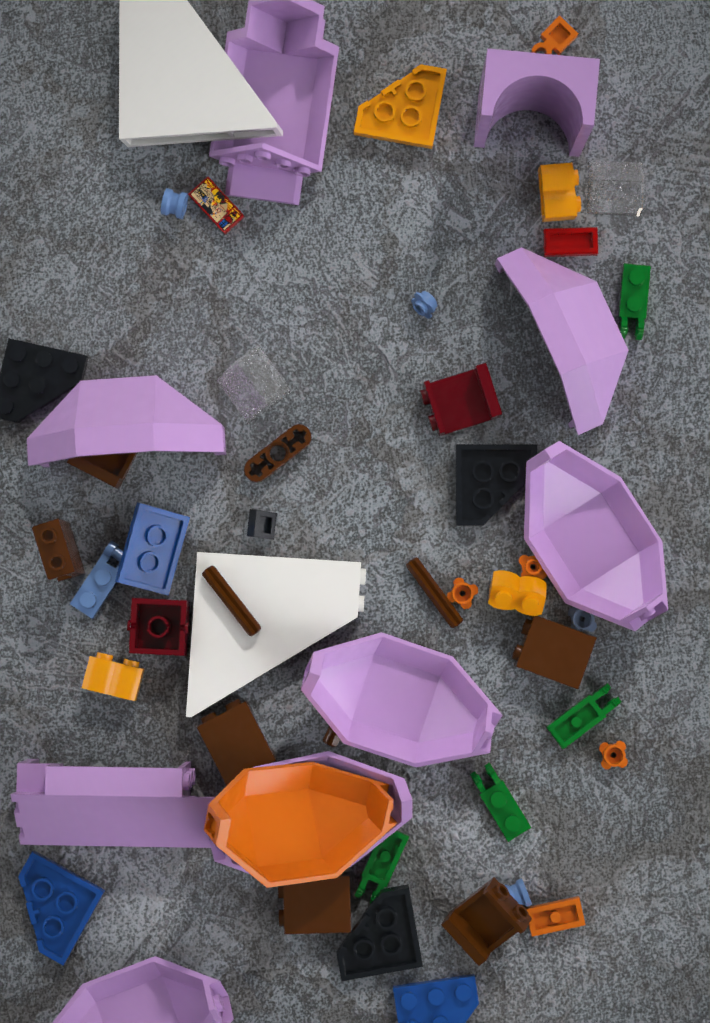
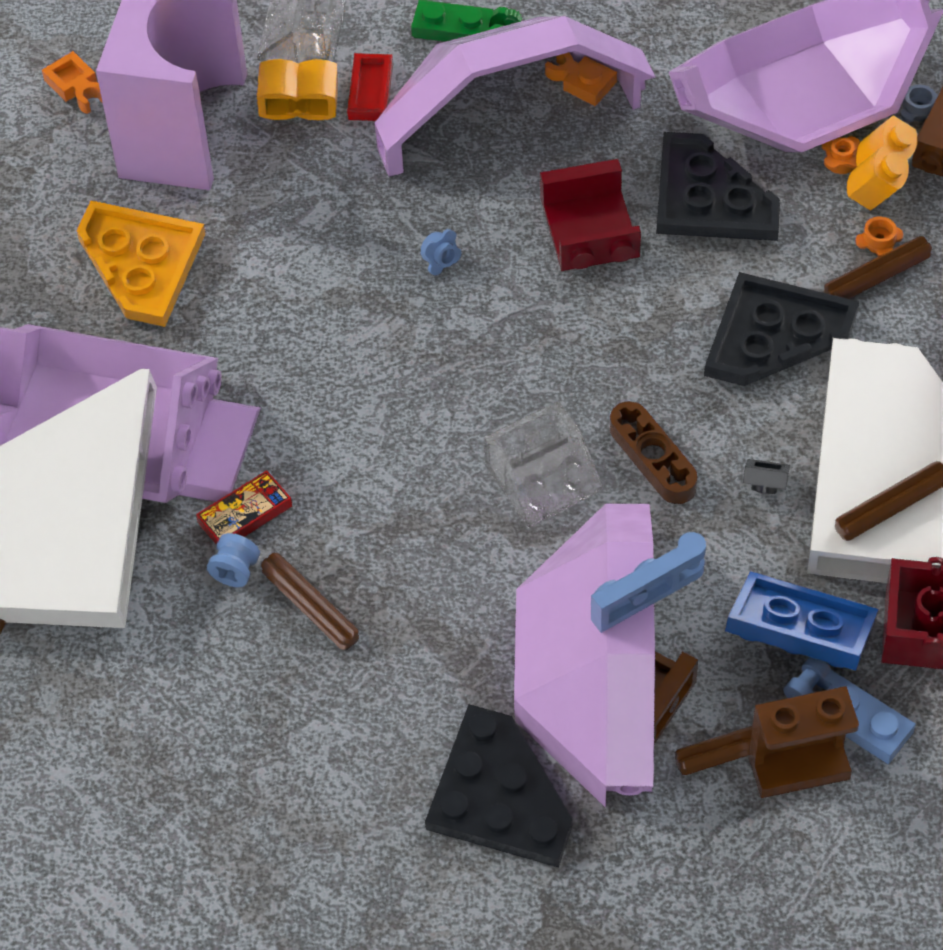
camera: 85 degrees left, 30 degrees down
(74, 516) = (713, 751): none -> reddish brown axle
(116, 449) = (649, 582): none -> medium blue plate
(153, 254) = (310, 601): none -> reddish brown axle
(378, 525) = (774, 328): none -> black plate

